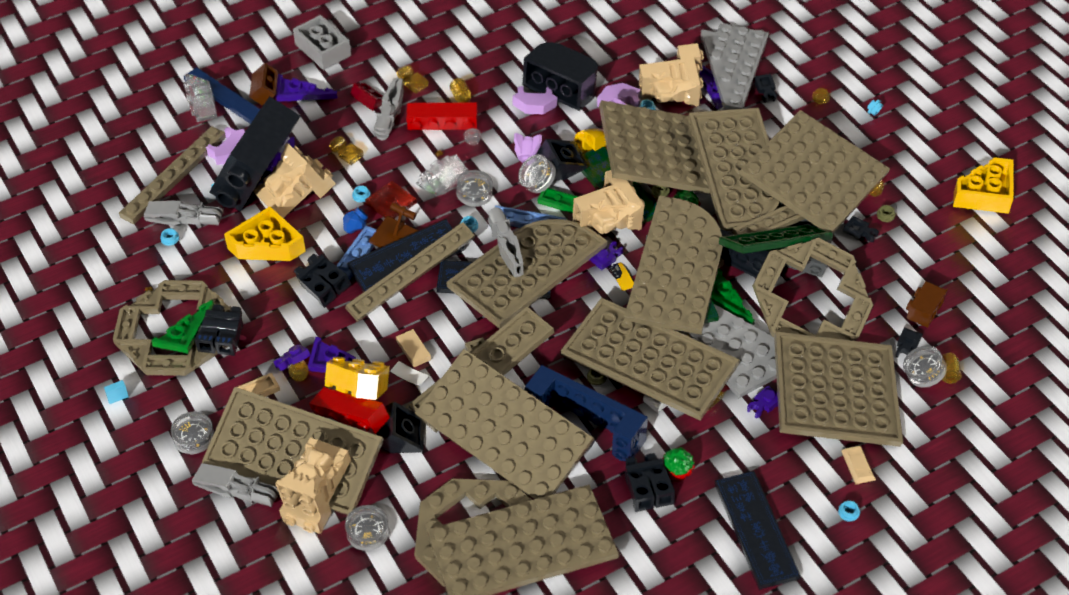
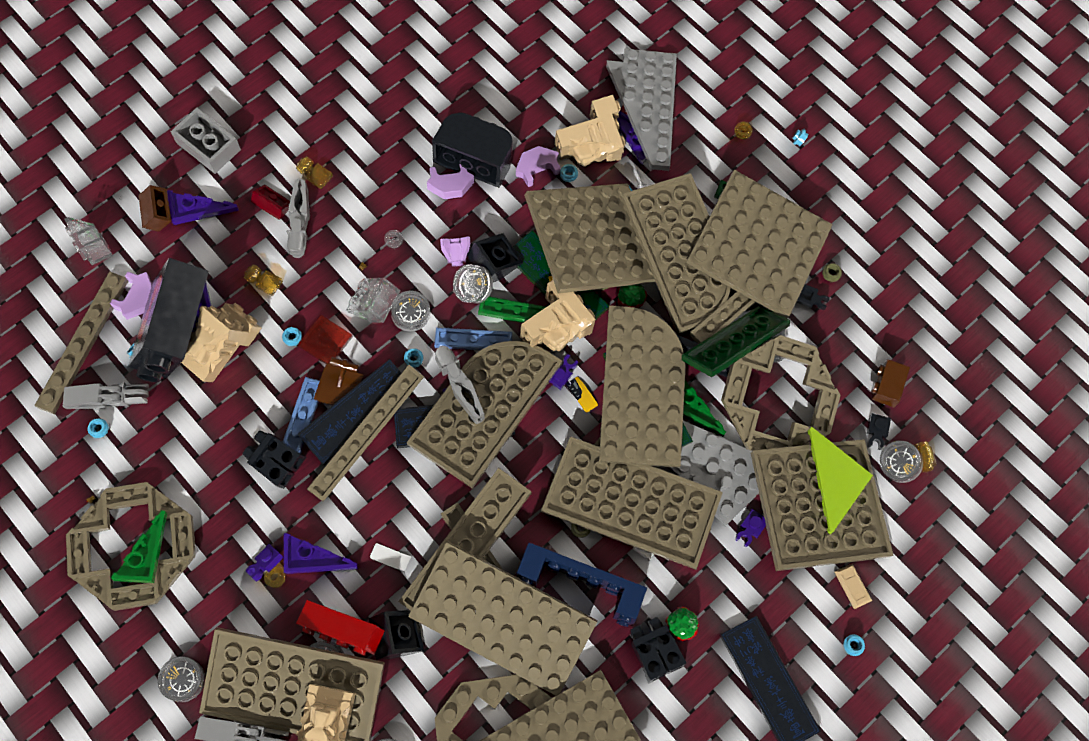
camera: 15 degrees left, 20 degrees up
(116, 392) = (87, 642): medium azure tile -> none
(220, 329) = (182, 549): black hips -> none
(228, 98) = (115, 227): dark blue tile -> none
(262, 386) = (236, 606): tan tile -> none
(265, 238) = (202, 416): yellow brick -> none
(354, 220) = (293, 374): blue rock -> none
(360, 378) = (341, 586): yellow brick -> none
(413, 348) = (388, 525): tan tile -> none
(441, 116) = (356, 219): red brick -> none
(460, 90) = (369, 181): clear yellow brick -> none
(590, 139) = (520, 227): yellow brick -> none
(765, 85) = (685, 125): black plate -> none
(856, 367) = (838, 478): none -> lime tile
(986, 187) = (929, 226): yellow brick -> none

